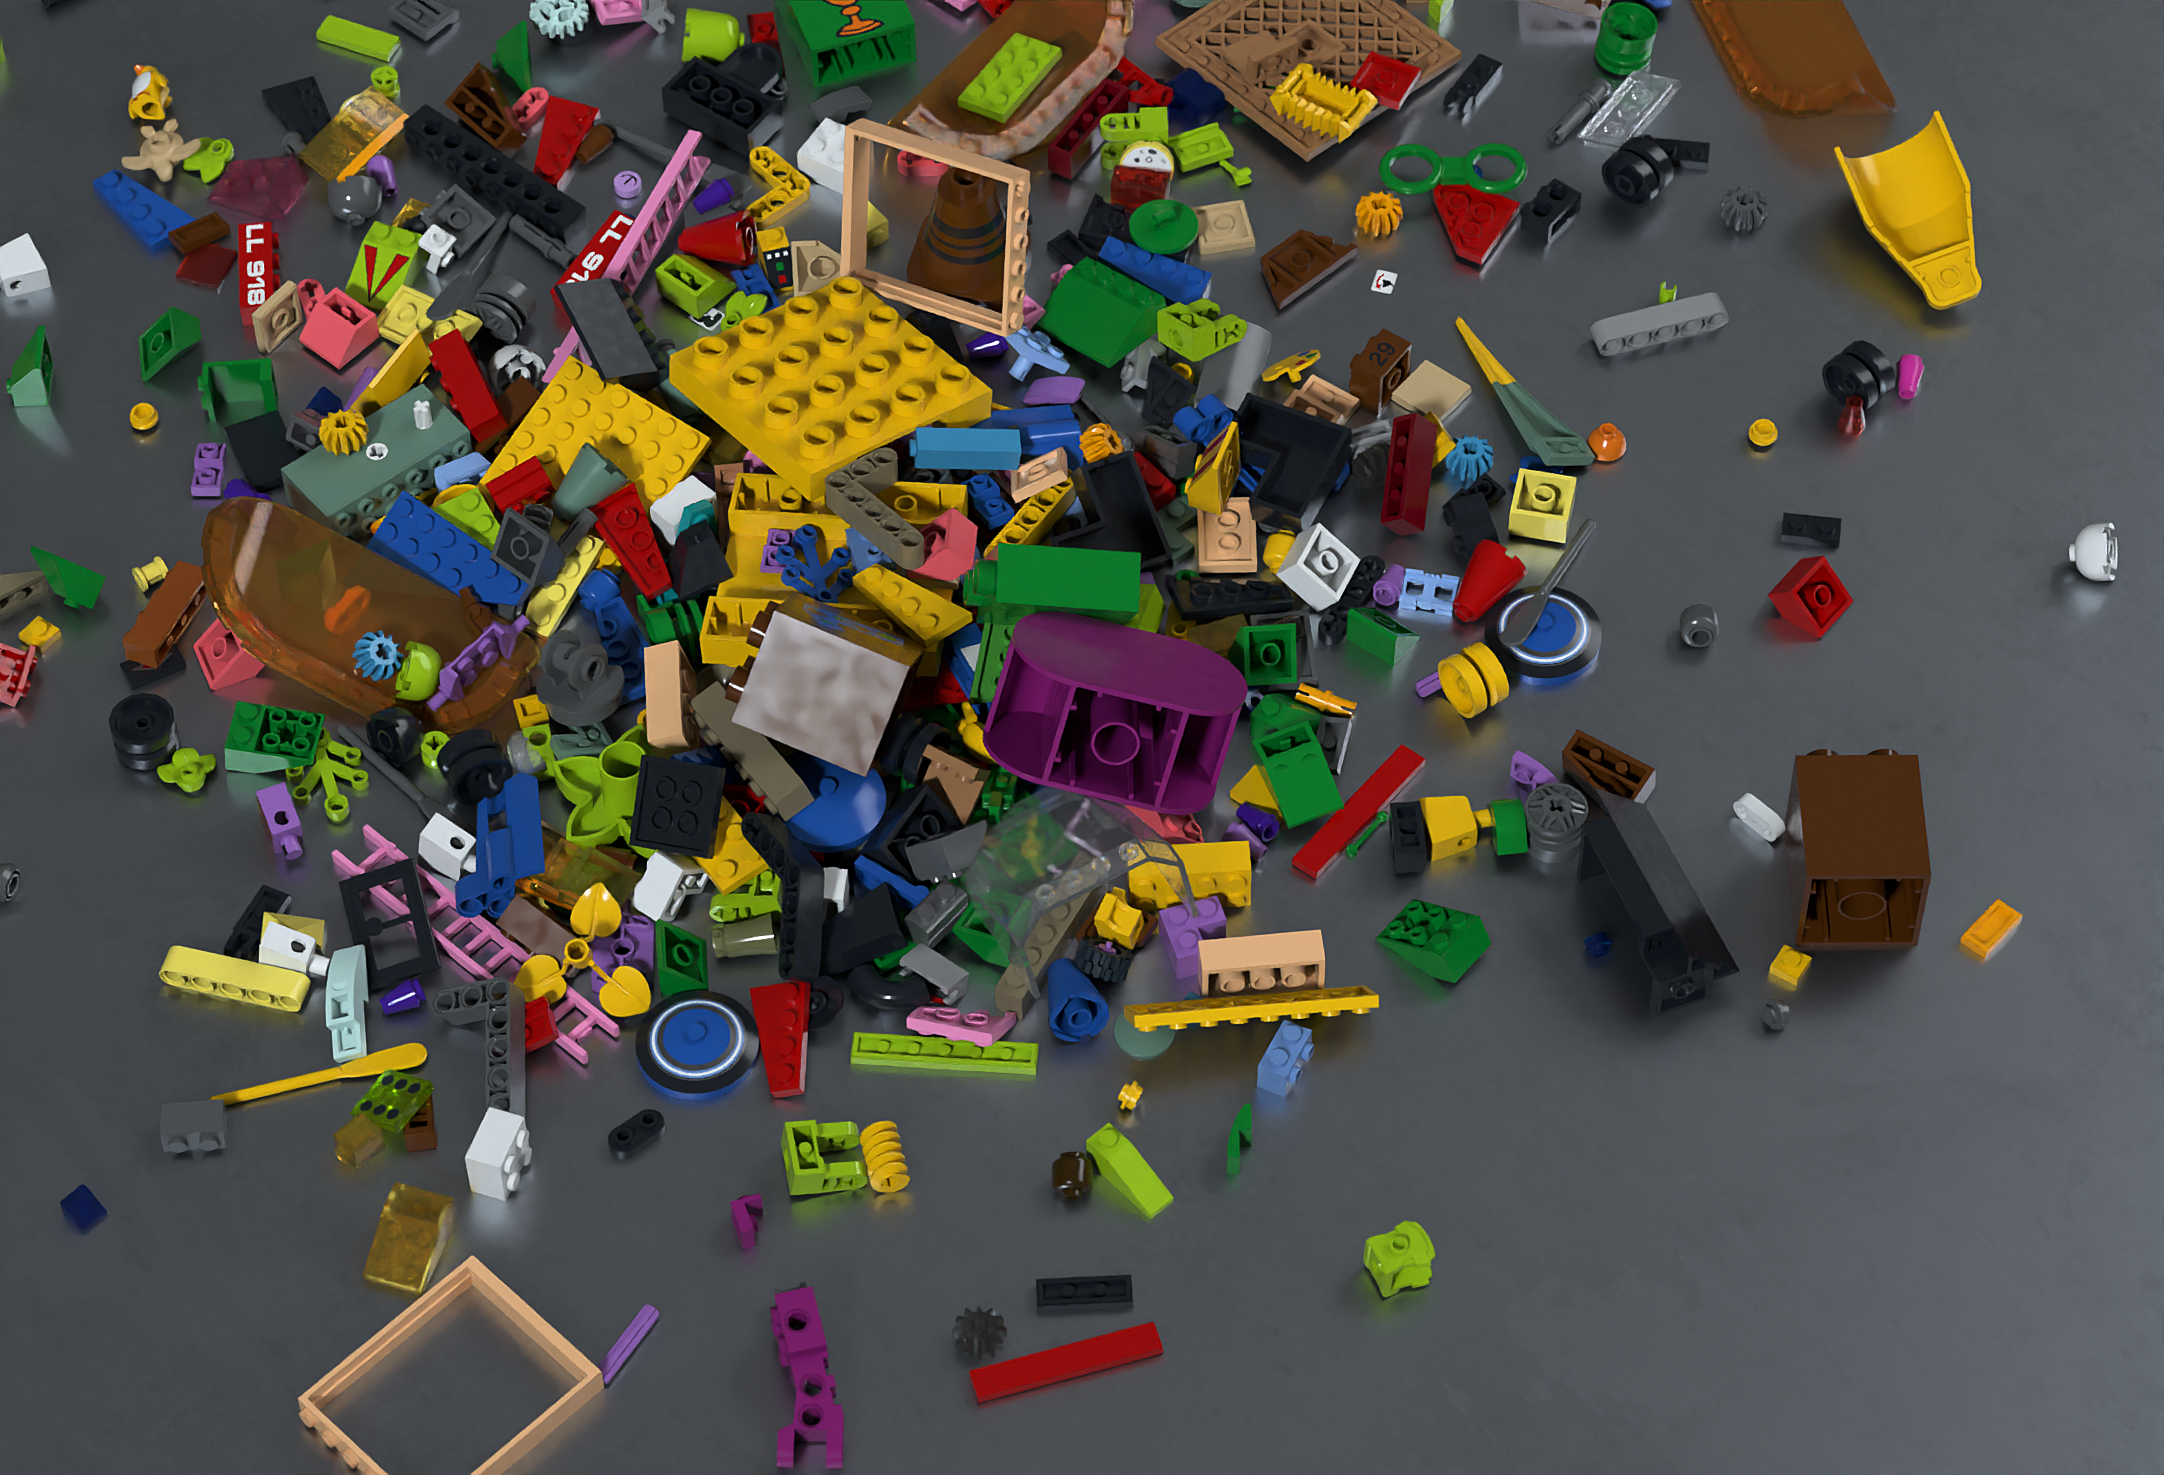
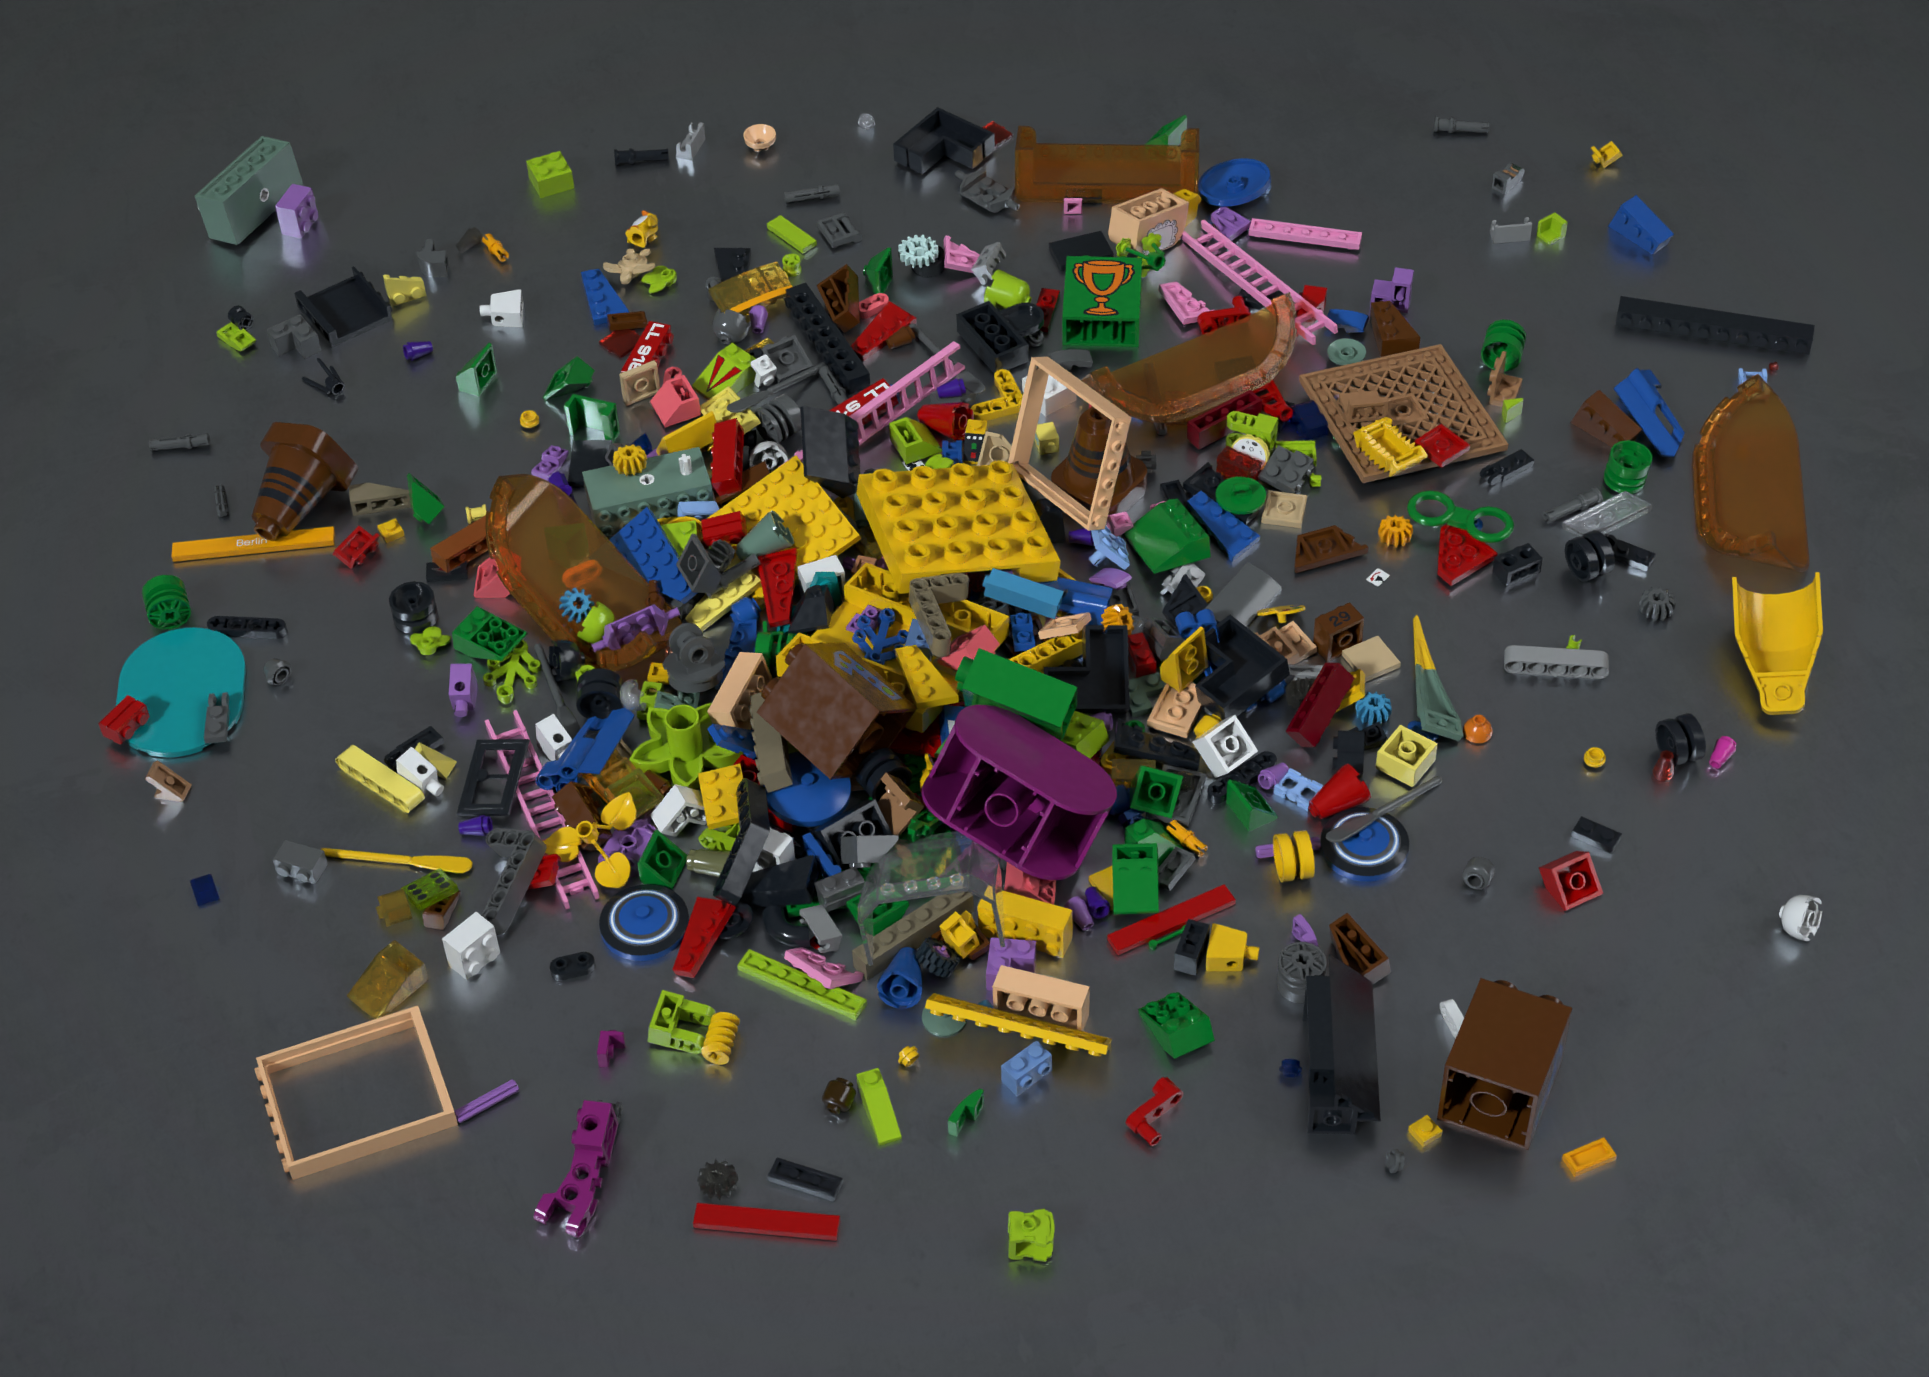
camera: 25 degrees right, 5 degrees down
(260, 186) = (679, 304): clear pink slope -> none
(345, 1003) = (432, 820): light aqua slope -> none
(627, 184) = (906, 367): lavender tile -> none
(677, 806) = (700, 758): black plate -> none
(1009, 77) = (1188, 372): lime plate -> none
(1195, 335) = (1226, 571): lime brick -> none
(1203, 173) = (1287, 470): none -> dark grey plate
(1470, 1031) = (1165, 1098): none -> red beam
(1508, 826) = (1266, 964): green brick -> none

